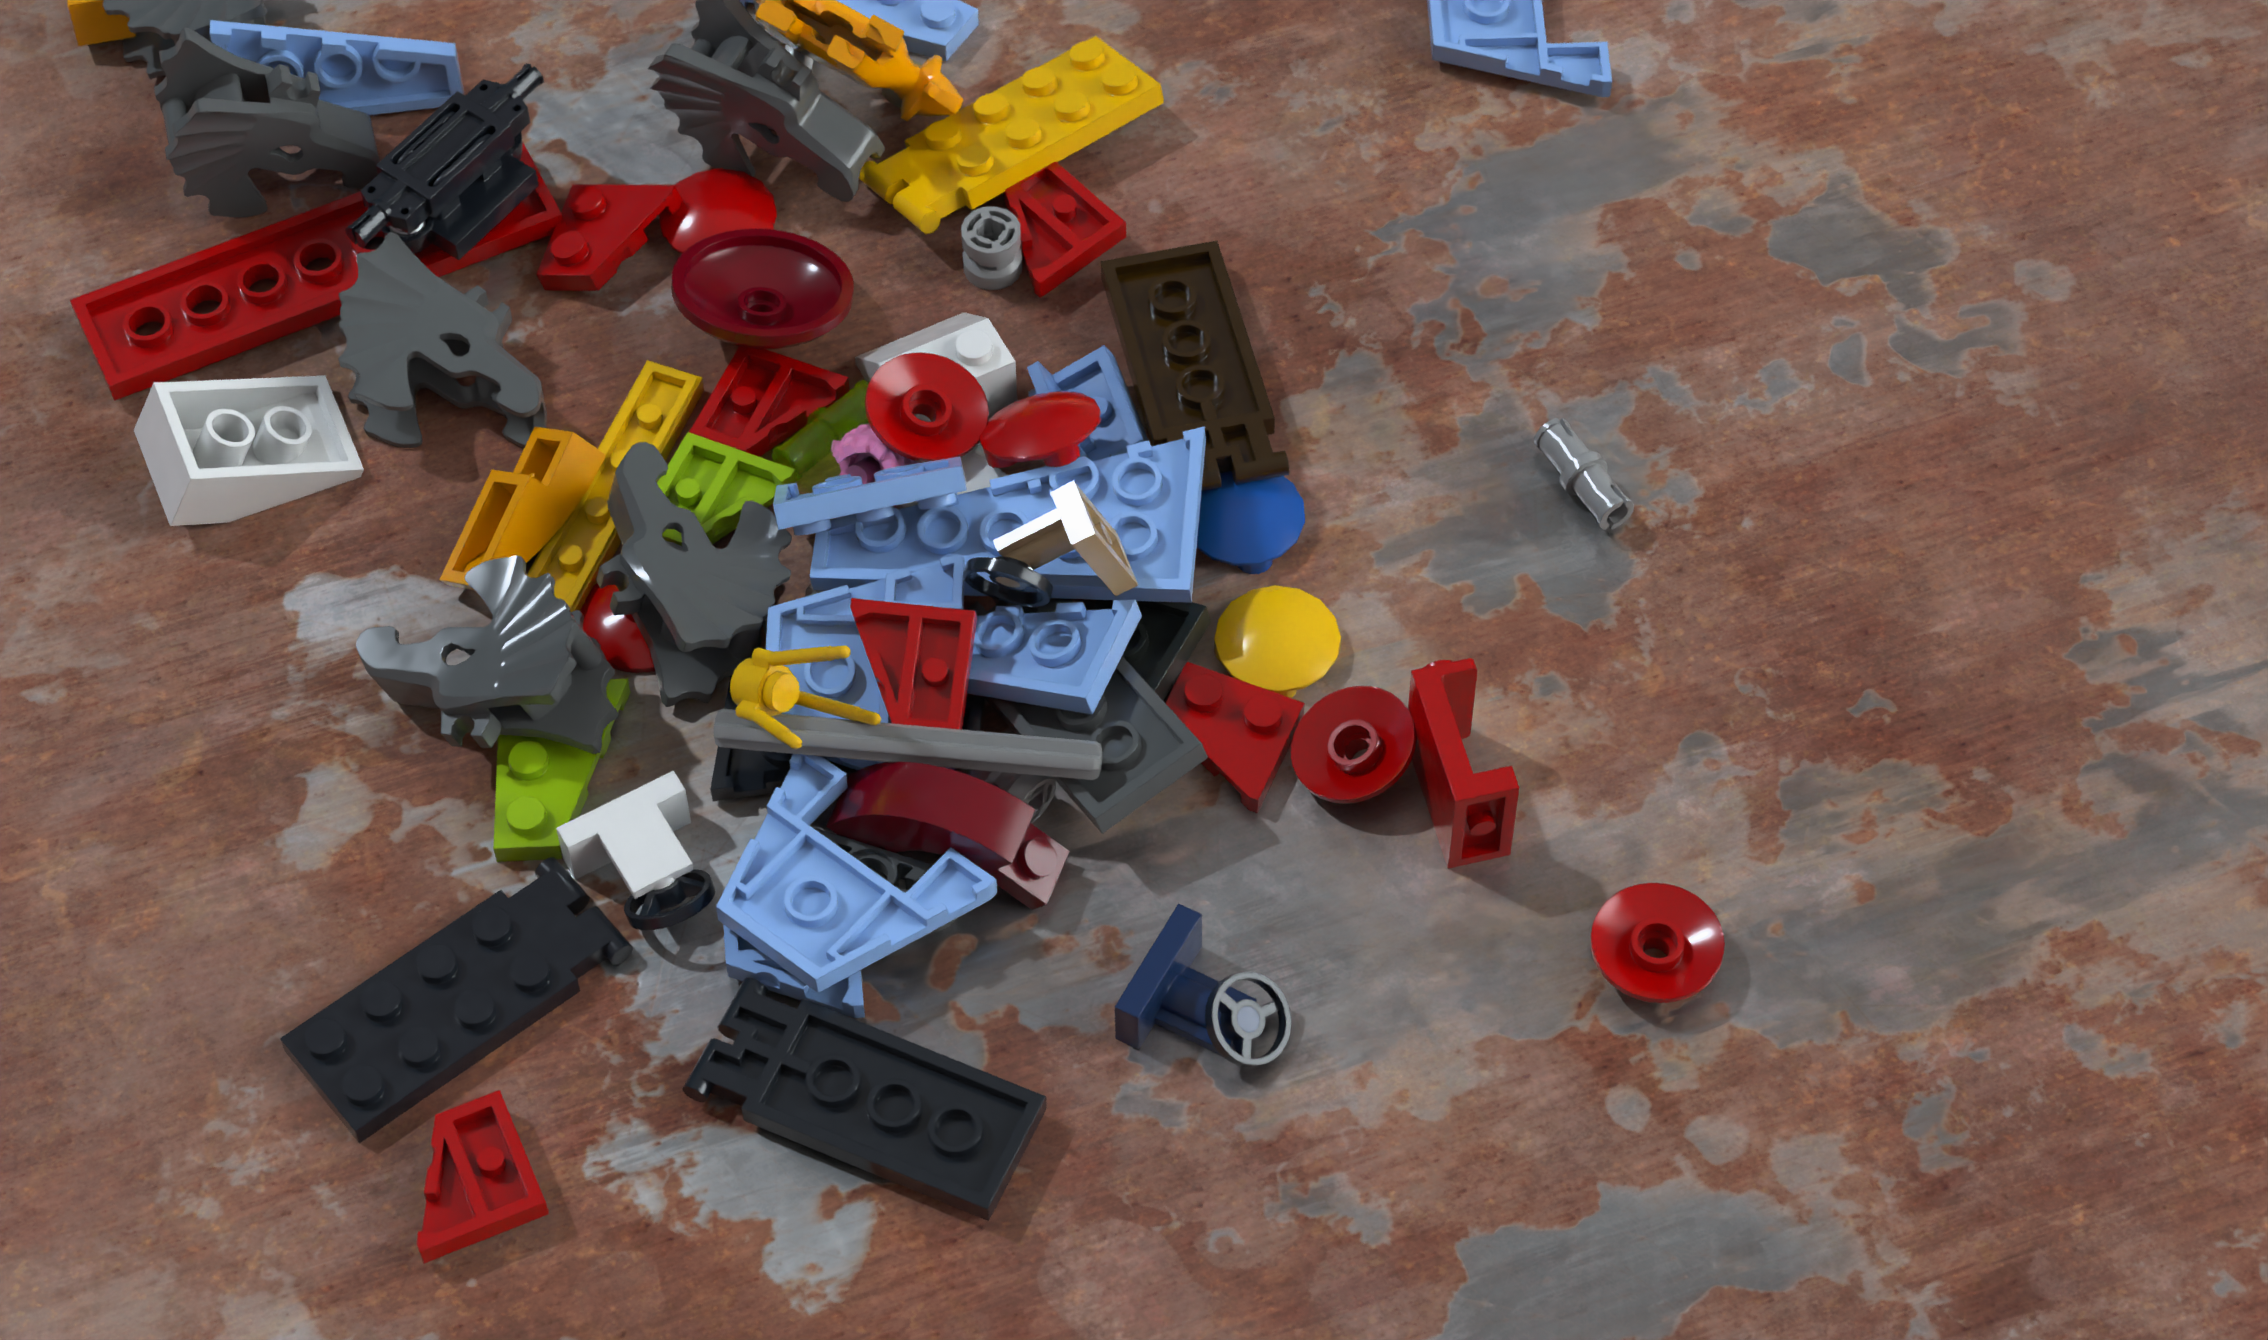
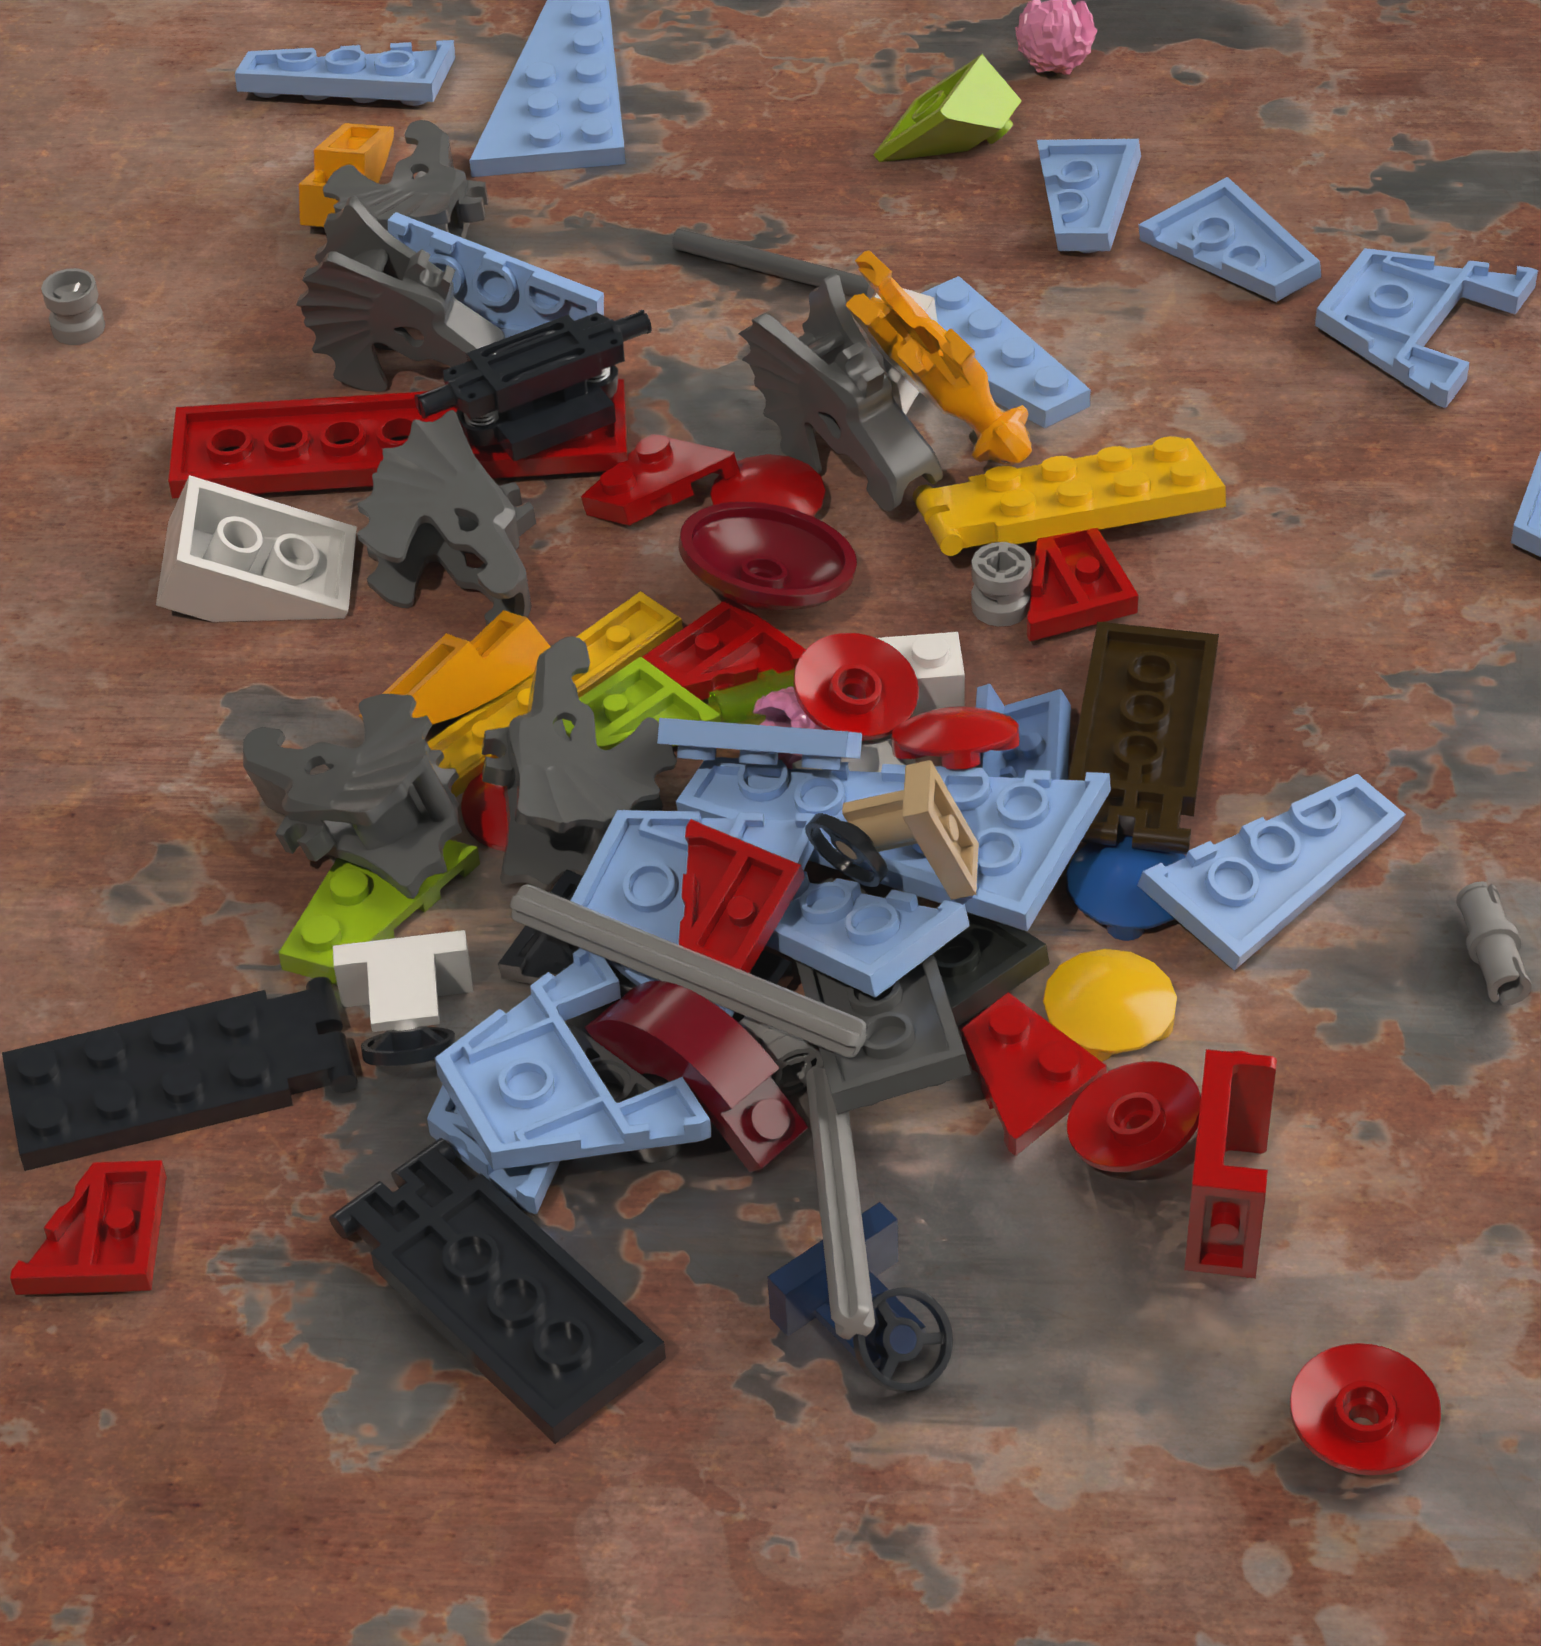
camera: 25 degrees right, 10 degrees down
(767, 688) = (578, 877): yellow plant -> none
(1149, 919) = (839, 1211): none -> light grey axle
(1362, 470) = (1273, 869): none -> light blue wing

